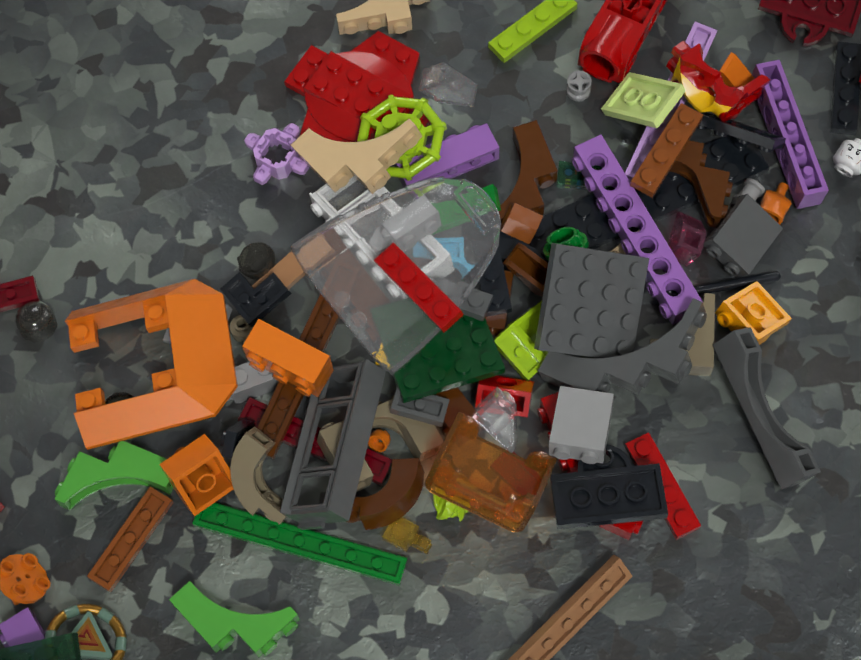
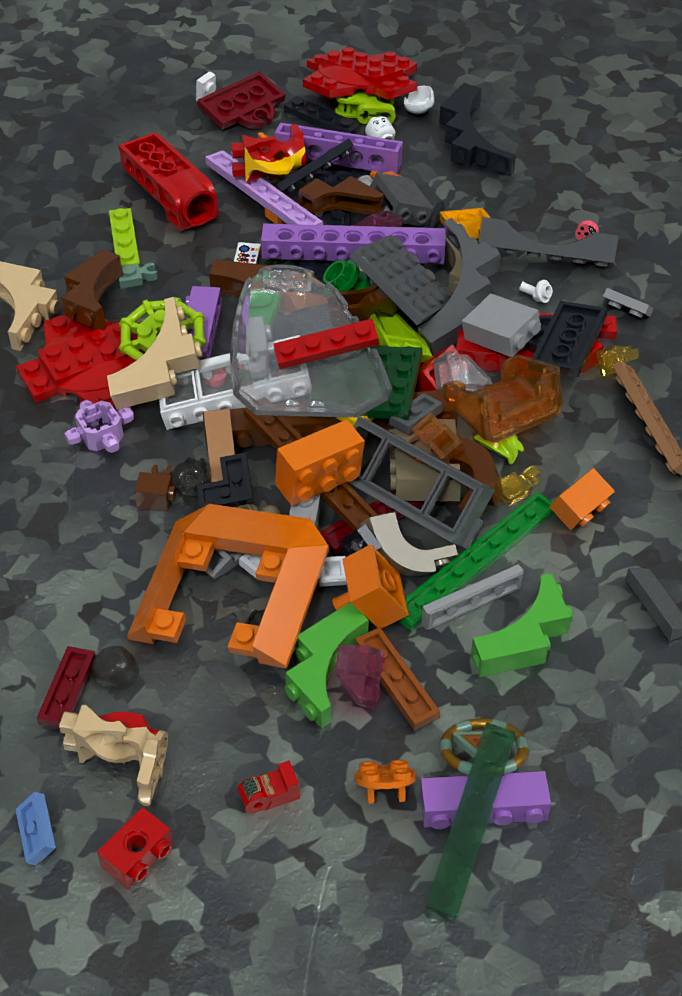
camera: 65 degrees left, 20 degrees down
(112, 509) = (360, 673): none -> clear pink slope
(212, 428) = (332, 572): none -> white brick
(228, 240) = (155, 490): none -> reddish brown brick
(246, 559) = (472, 597): none -> light grey tile
(393, 447) = (438, 438): none -> clear orange brick
(411, 603) = (582, 499): none -> orange brick
(432, 38) = (86, 286): none -> reddish brown arch
(448, 85) = (128, 298): clear slope -> none
(489, 61) = (134, 275): none -> sand green plate
(563, 146) = (247, 252): none -> tile
(582, 81) = (201, 234): light grey wheel -> none
(631, 553) = (611, 355): none -> clear yellow plate
(643, 100) = (250, 198): yellowish green plate -> none
(666, 150) = (308, 195): dark orange plate -> none
(695, 437) = (540, 293): none -> white plate
(728, 529) = (636, 307): none -> light grey plate
(820, 440) = (585, 228): none -> coral tile

